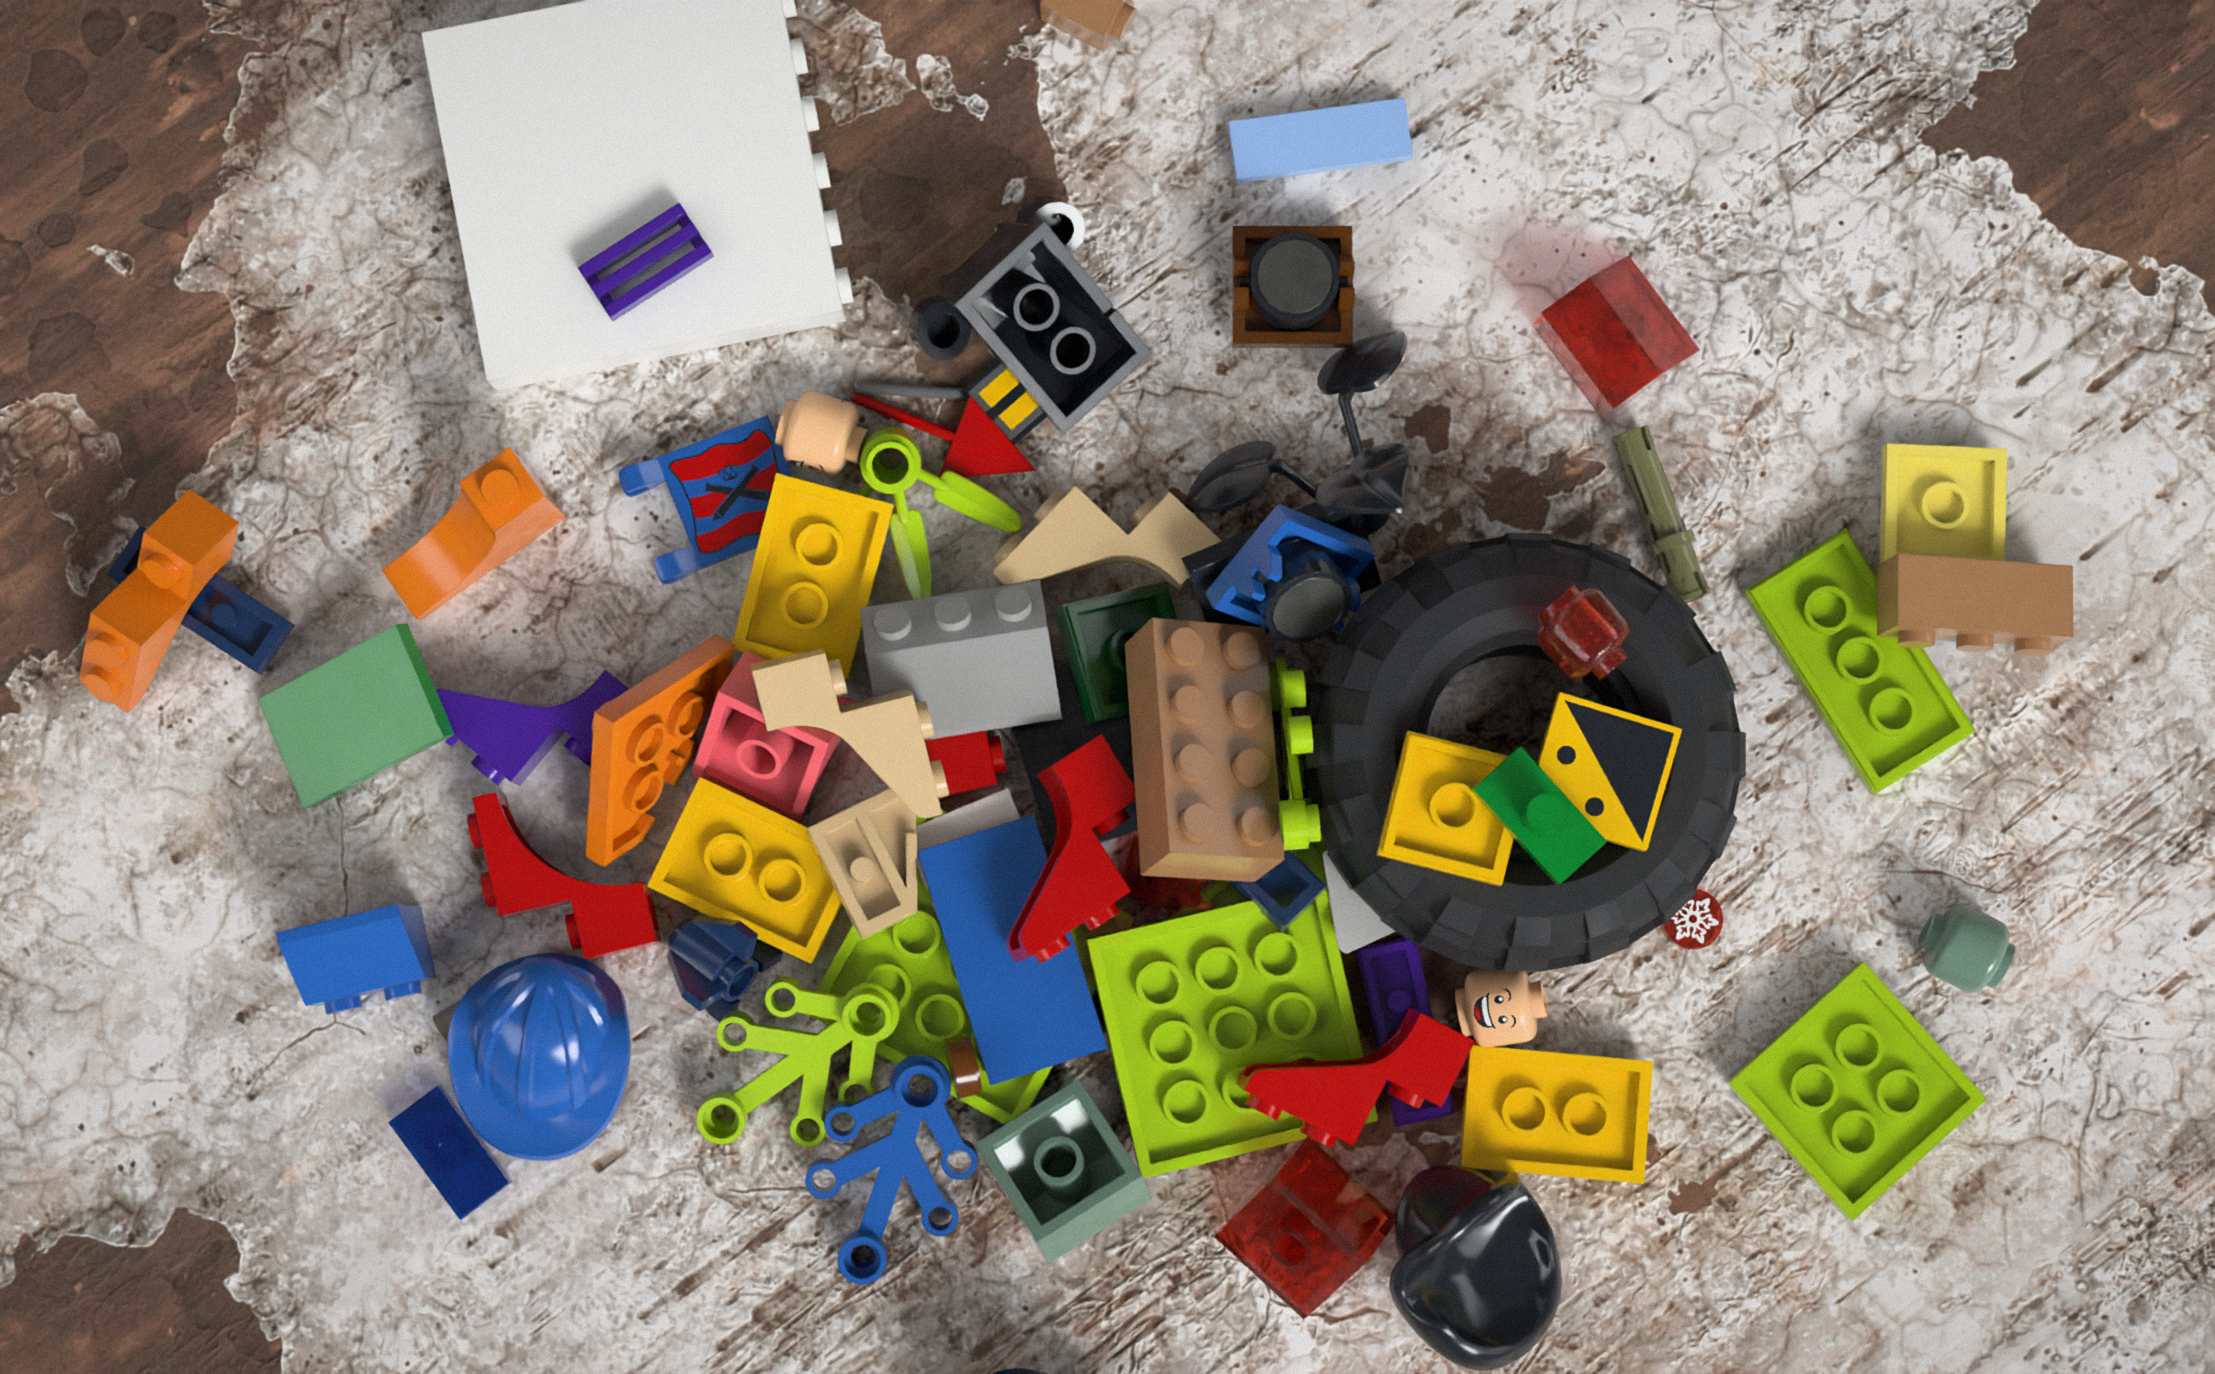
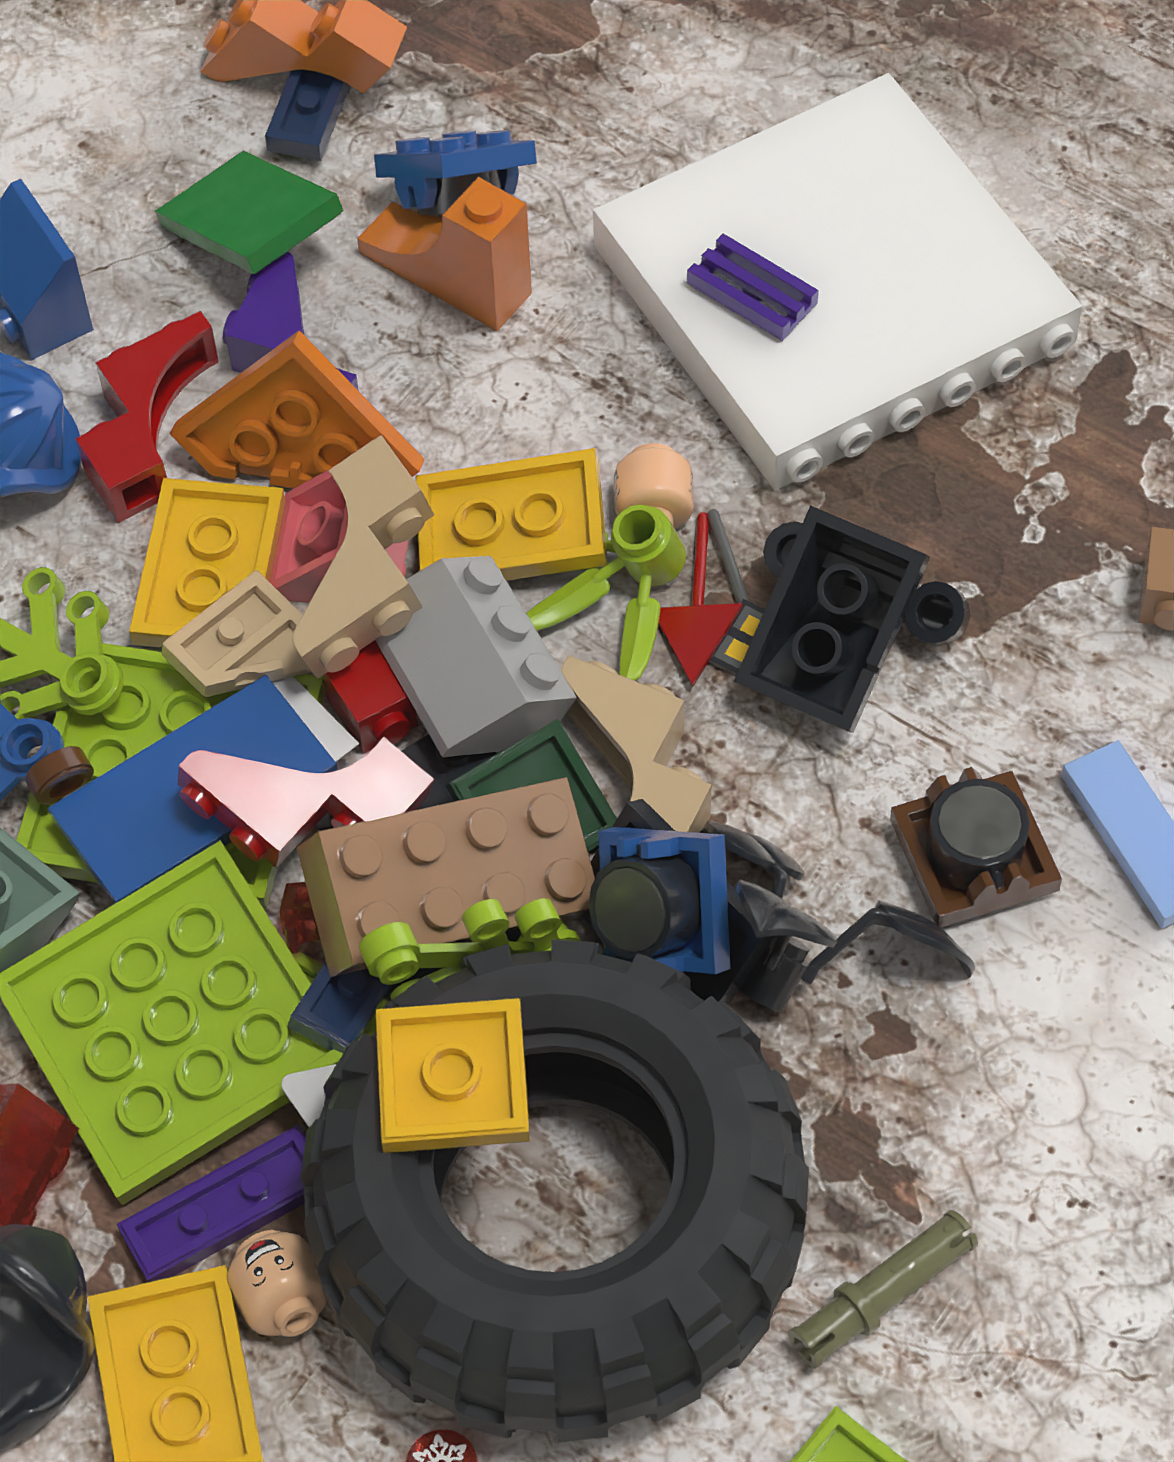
camera: 75 degrees right, 25 degrees down
(385, 498) = (440, 170): none -> blue piece
(717, 962) = (105, 551): dark blue brick -> none
(718, 491) = (560, 422): flag -> none
(1340, 1094) = (126, 1131): red arch -> none
(1538, 816) = (468, 1147): green tile -> none
(1583, 633) = (689, 1133): clear red head -> none
(1609, 766) = (543, 1212): tile -> none
(1614, 336) = (1062, 1176): clear red slope -> none

